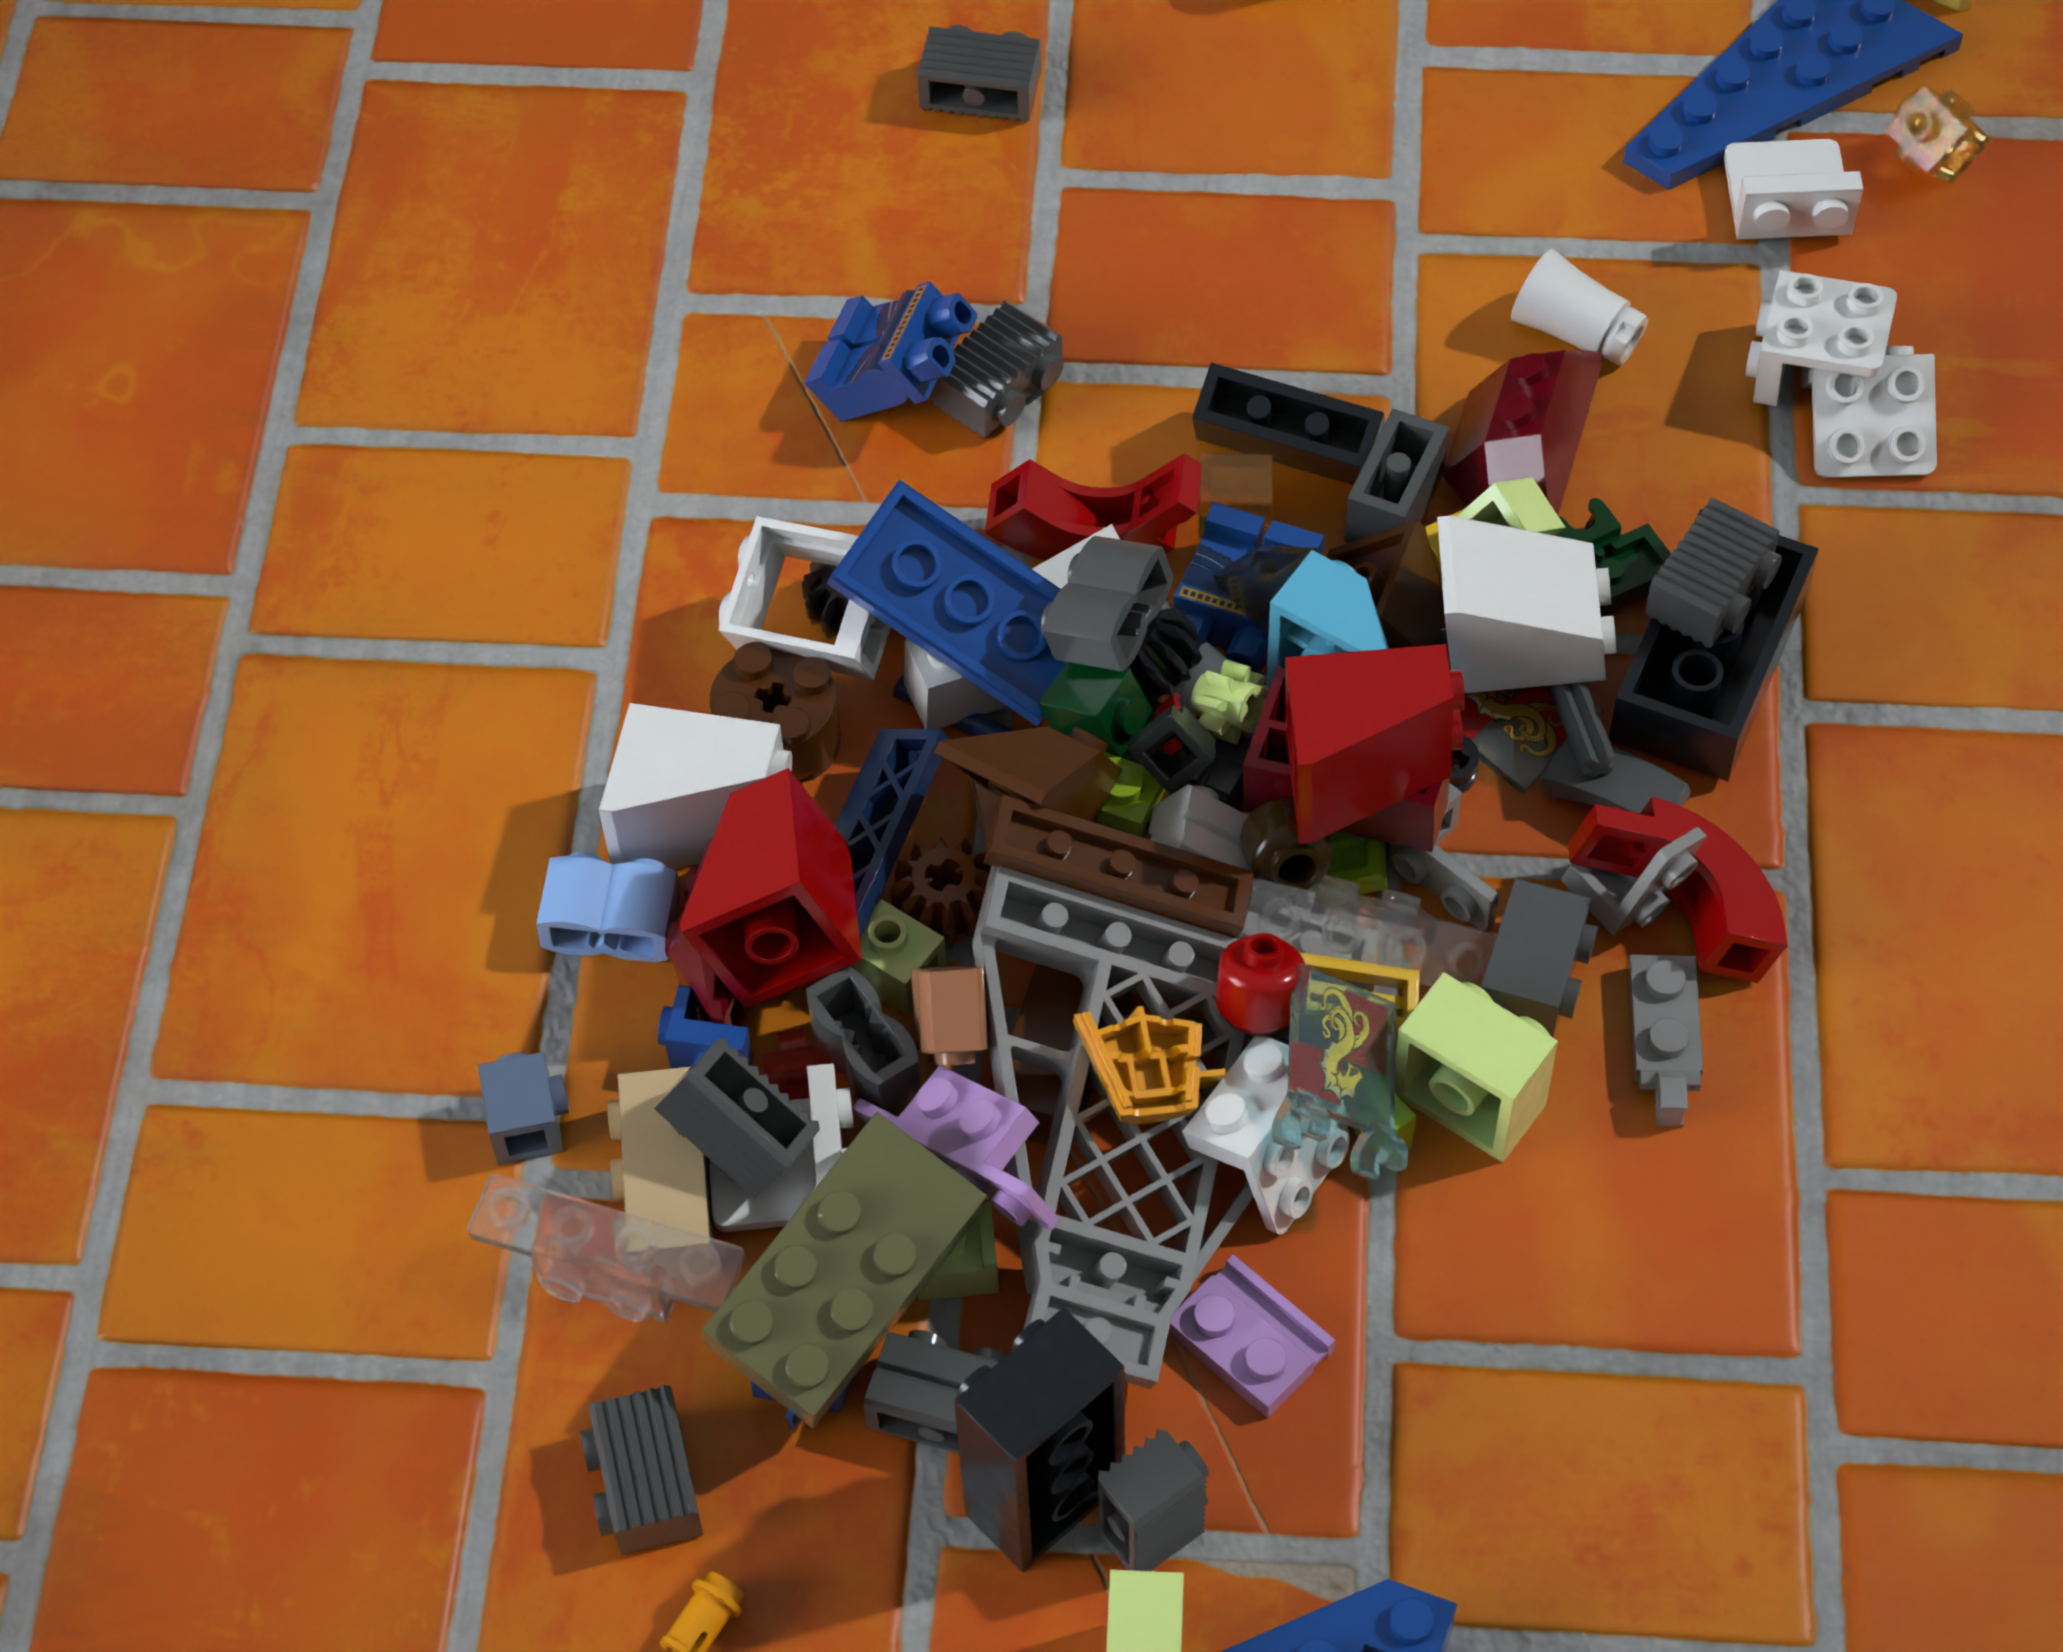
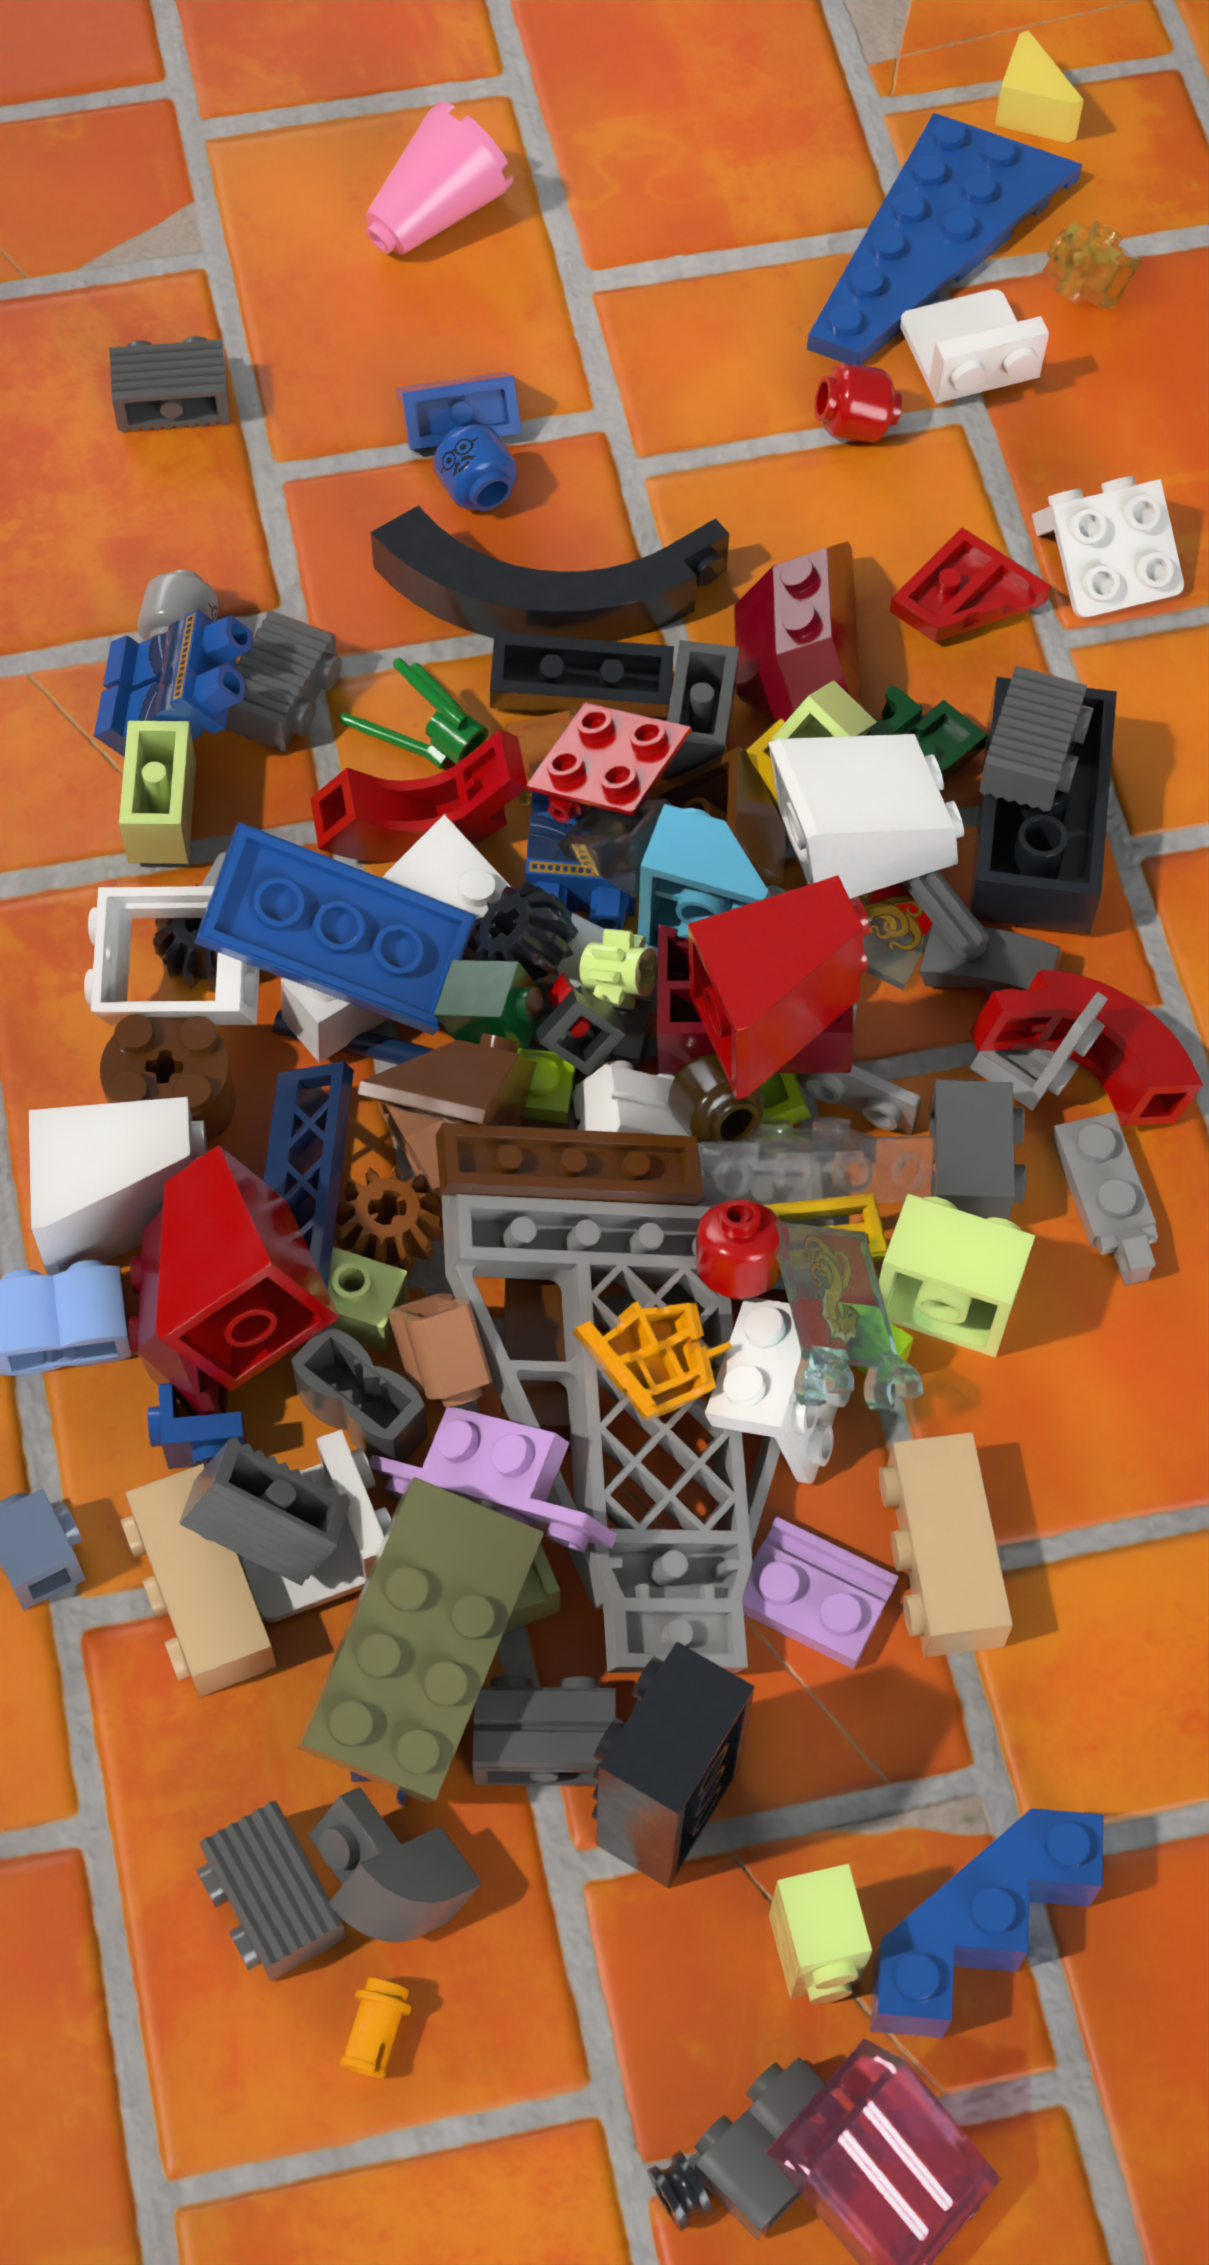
camera: 20 degrees left, 5 degrees up
(604, 1252) = (167, 1678): clear bracket -> none
(757, 1493) = (389, 1886): none -> dark grey brick
(790, 1063) = (296, 1434): clear red tile -> none
(848, 447) = (157, 792): none -> yellowish green brick
(917, 266) = (171, 598): none -> light grey head
(1107, 603) = (477, 900): dark grey brick -> none
(1145, 448) = (451, 729): none -> green plant
(1152, 1501) = (784, 1791): dark grey brick -> none
(1250, 208) = (475, 467): none -> blue head
(1253, 152) = (441, 406): none -> blue panel
(1278, 505) = (606, 761): none -> hinge
(1328, 360) = (508, 598): none -> black arch
(1389, 1321) = (945, 1545): none -> tan brick
(1578, 310) = (816, 504): white plant -> none
(1653, 222) = (857, 403): none -> red head
(1707, 423) = (966, 589): none -> red wing
(1821, 327) = (1047, 475): white bracket -> none

